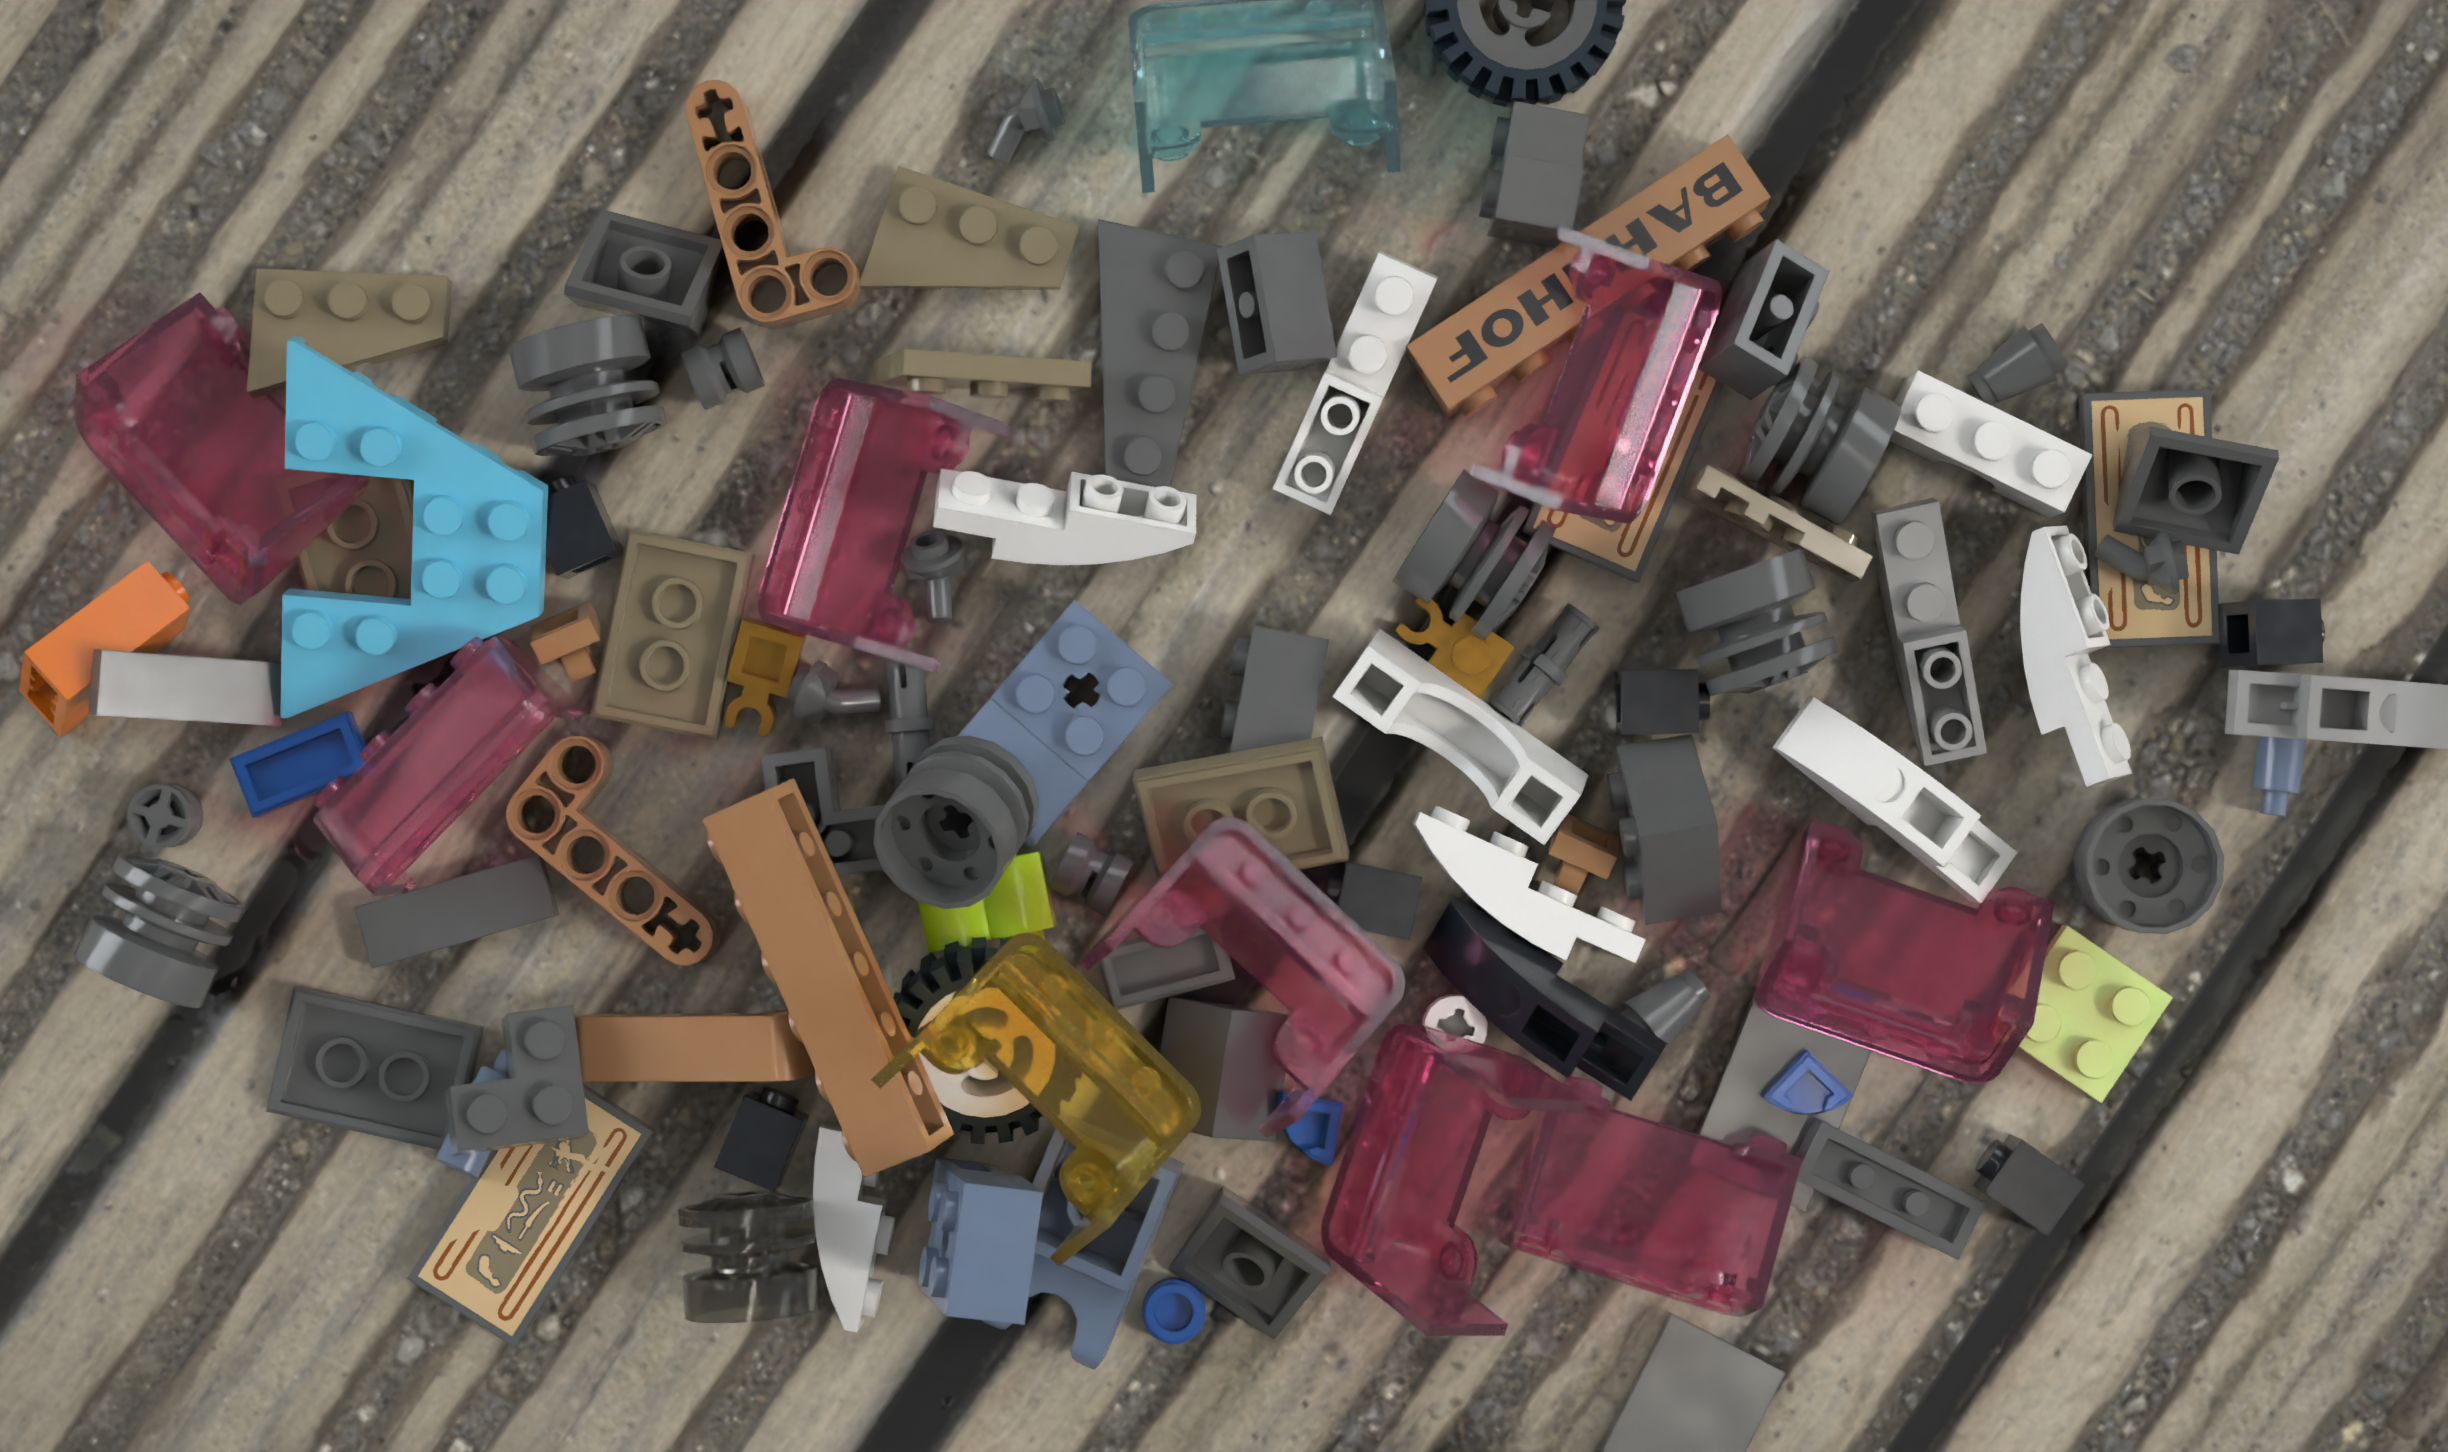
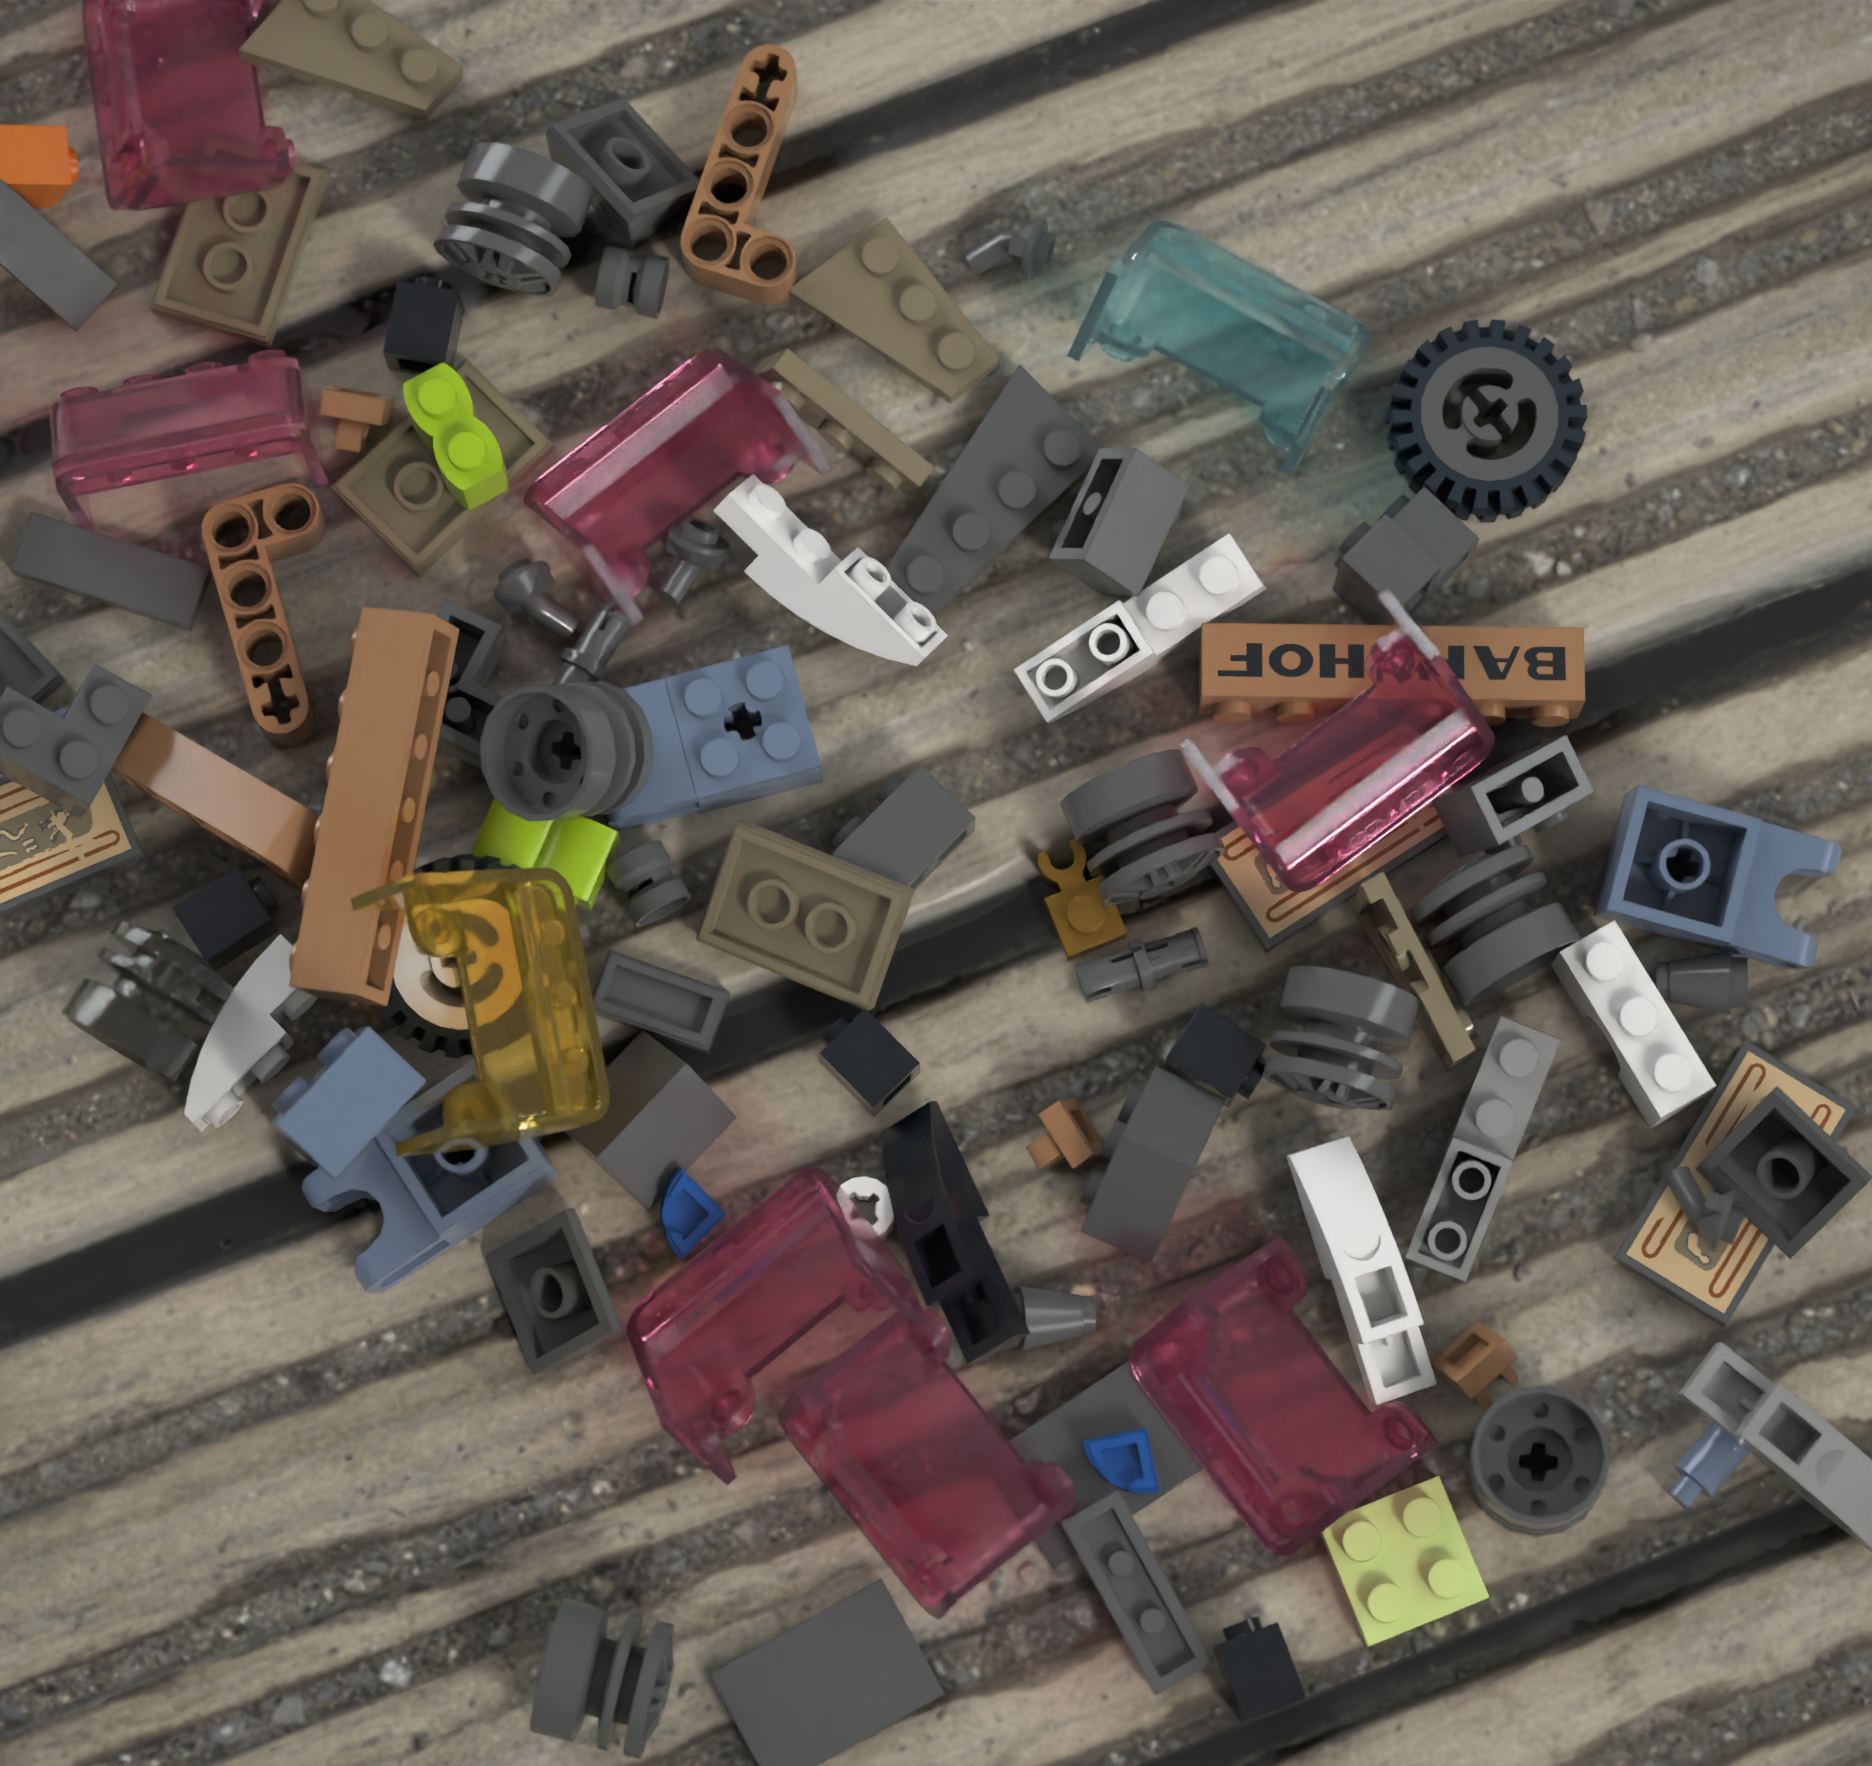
camera: 35 degrees right, 10 degrees down
(299, 764) = (48, 365): blue tile -> none
(472, 537) = (334, 278): medium azure wing -> none
(681, 613) = (461, 443): none -> lime brick
(765, 665) = (498, 537): pearl gold plate -> none
(1173, 1310) = (466, 1293): blue tile -> none
(1285, 937) = (769, 1027): clear pink windscreen -> none
(1498, 882) = (981, 1115): white slope -> none
(1509, 765) = (1052, 1013): white arch -> none
(1986, 273) = (1729, 883): none -> sand blue brick
(2037, 813) = (1475, 1362): none -> medium nougat tile
(2057, 631) = (1592, 1222): white slope -> none
(2270, 632) = (1776, 1340): black brick -> none

